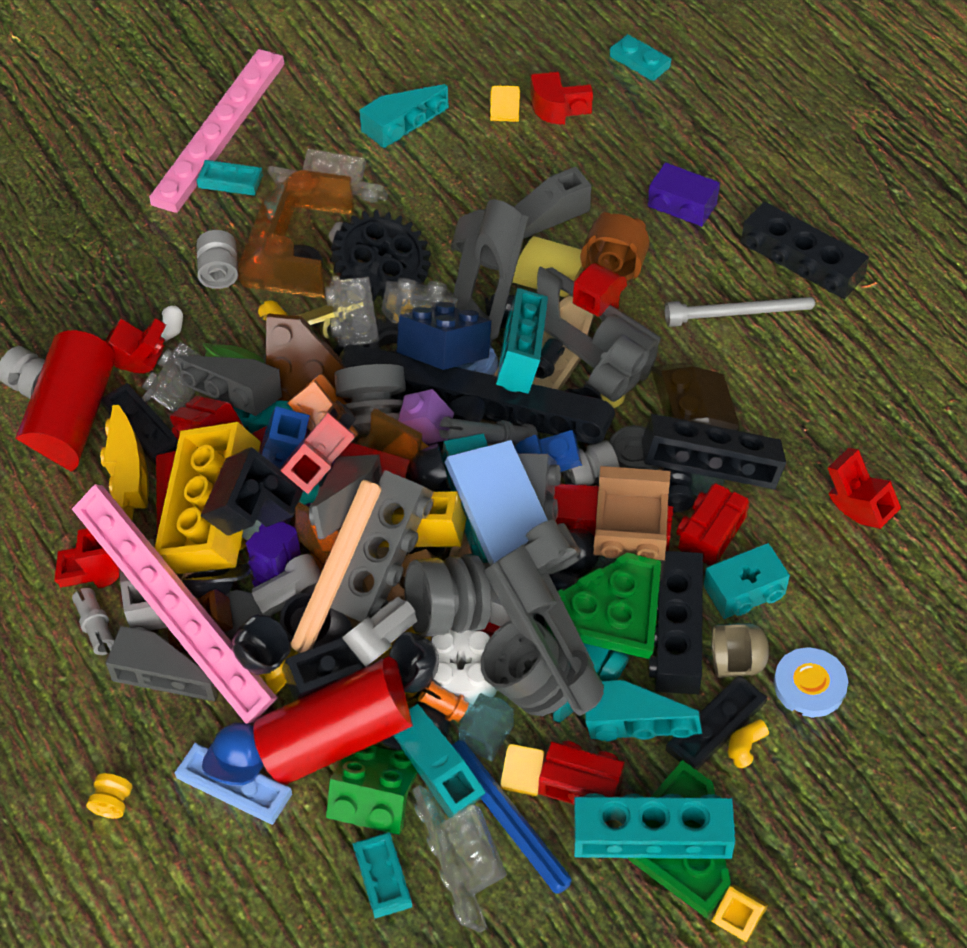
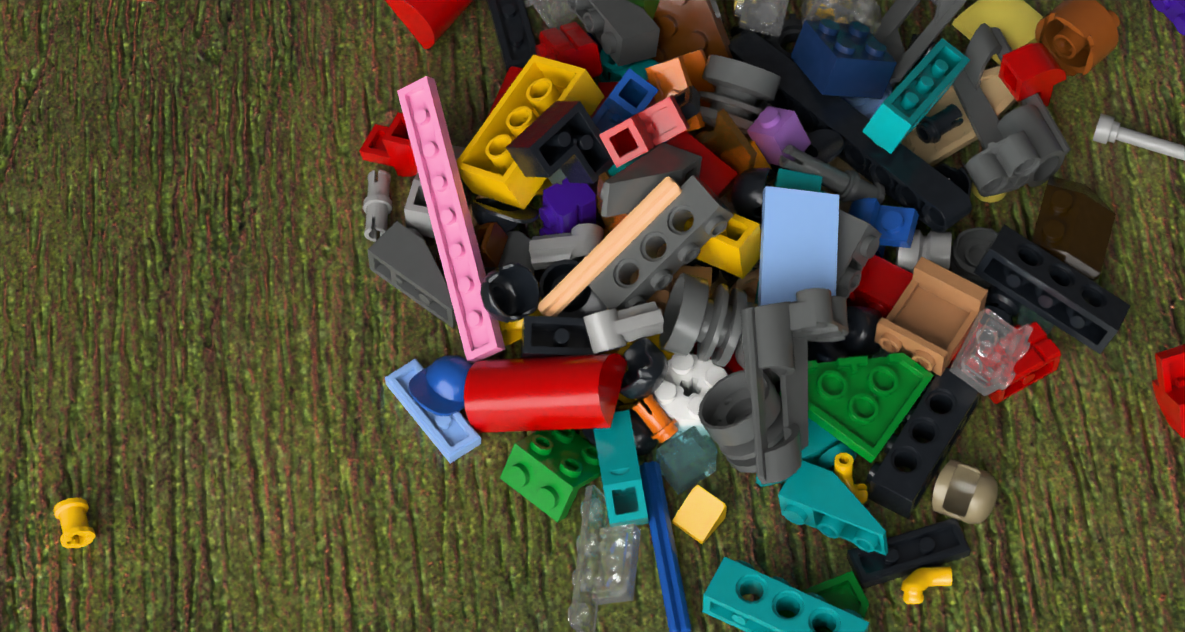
camera: 25 degrees right, 5 degrees up
(109, 795) = (317, 373): yellow wheel -> none
(125, 463) = (477, 65): yellow slope -> none
(382, 875) = (522, 550): teal plate -> none
(576, 772) = (744, 536): red brick -> none
(628, 673) = (844, 470): none -> yellow arm
(699, 522) = (991, 353): none -> clear bracket
(746, 581) = (1030, 422): teal brick -> none
(810, 682) = (1022, 554): light blue tile -> none

